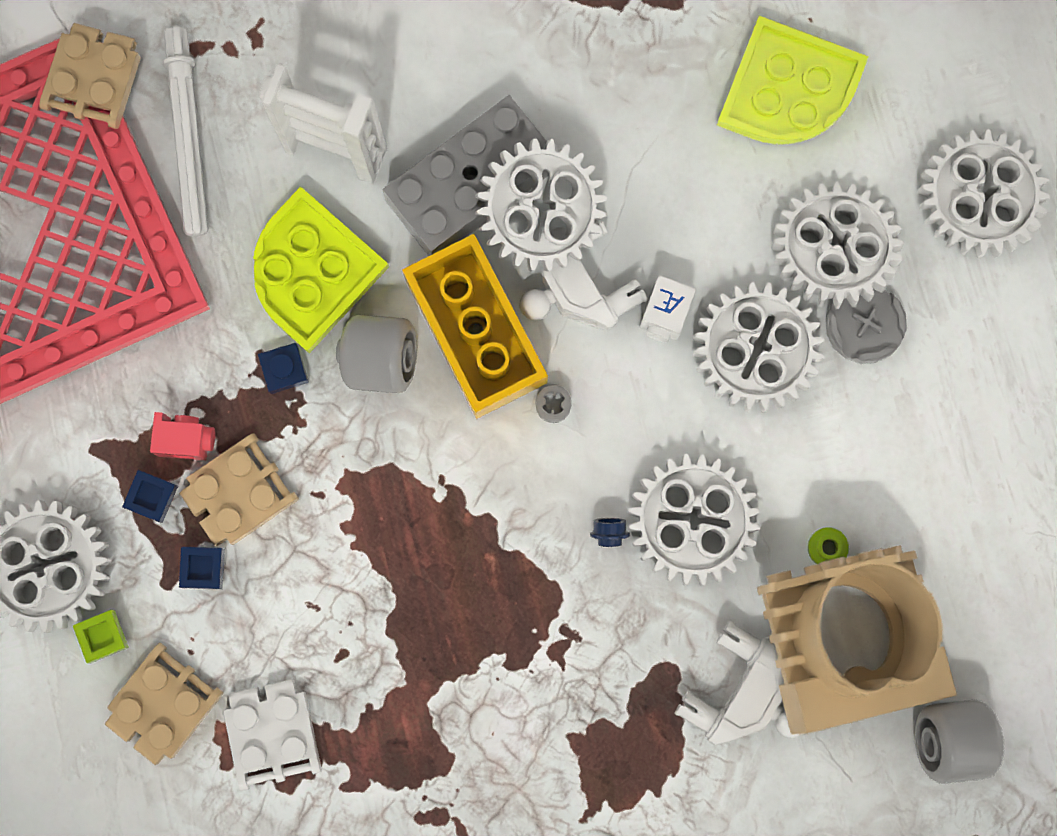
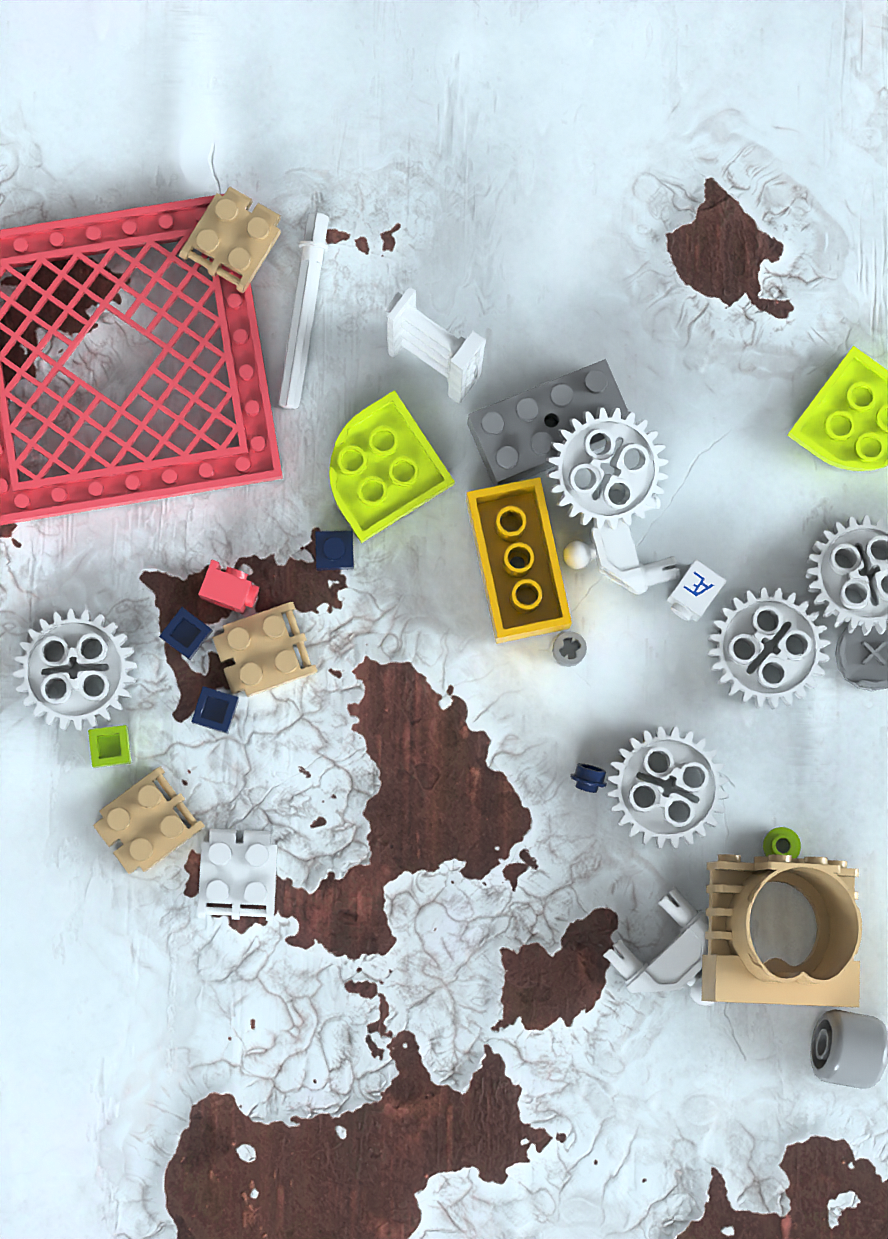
camera: 10 degrees right, 0 degrees up
(377, 353) = (423, 561): light grey head -> none

